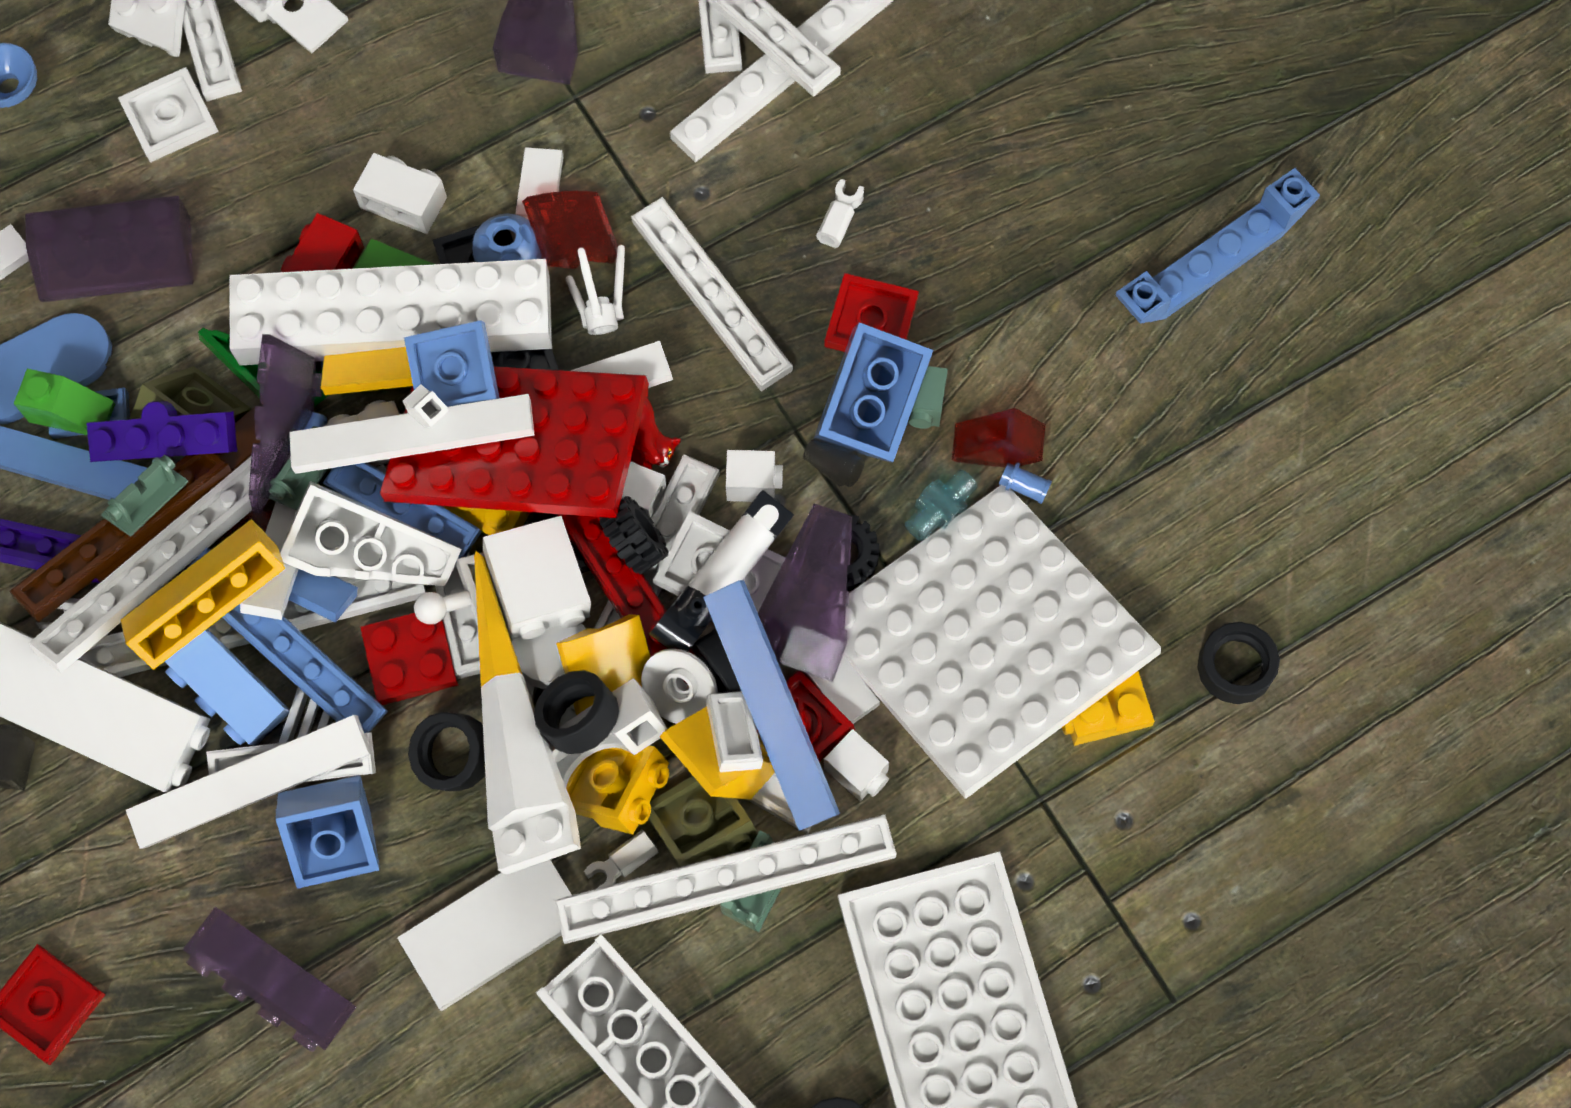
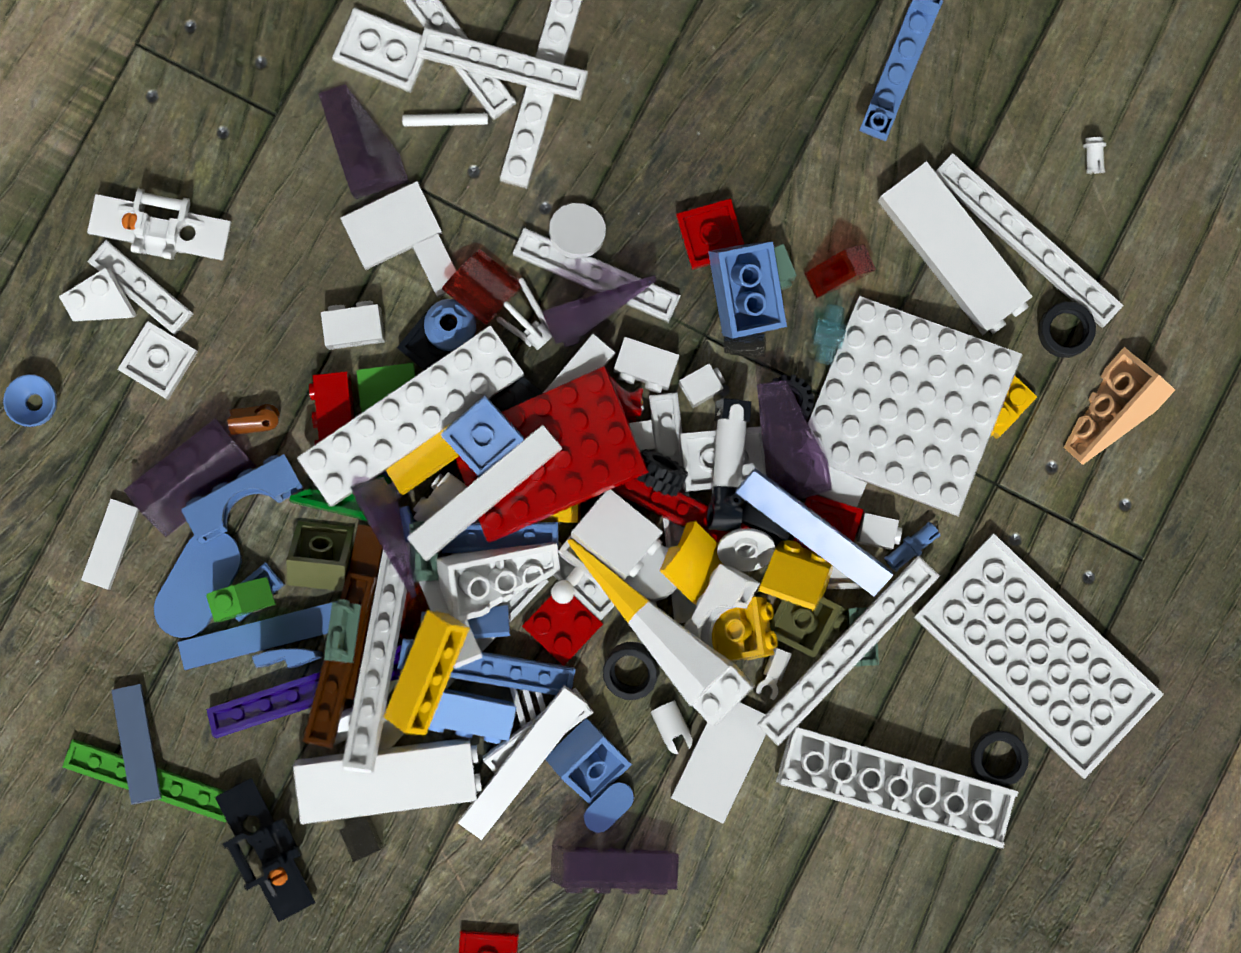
camera: 30 degrees left, 15 degrees up
(62, 492) = (293, 657): none -> medium blue slope
(100, 296) = (209, 514): none -> medium blue arch
(161, 433) = (320, 584): dark purple hinge -> none
(221, 228) = (253, 419): none -> dark orange piece
(316, 904) = (608, 807): none -> medium blue tile
(425, 406) = (487, 473): white piece -> none
(457, 844) = (671, 725): none -> white piece
(516, 115) = (390, 225): none -> white tile
(562, 694) = (720, 611): black tyre -> none
(648, 314) = (583, 315): none -> clear purple wedge
(652, 42) = (445, 119): none -> white bar
(701, 417) = (646, 365): none -> white brick
(719, 230) = (577, 230): none -> white tile
(733, 732) = (801, 561): white tile -> none
(839, 215) = (646, 174): white bar -> none
(895, 808) = (912, 546): none -> medium blue pin
(1024, 482) = (871, 288): medium blue pin -> none
(1154, 495) = (955, 249): none -> white brick
(1250, 535) = (1027, 240): none -> white plate
(1268, 786) = (1122, 401): none -> light nougat wedge
(1395, 474) = (1095, 155): none -> white pin

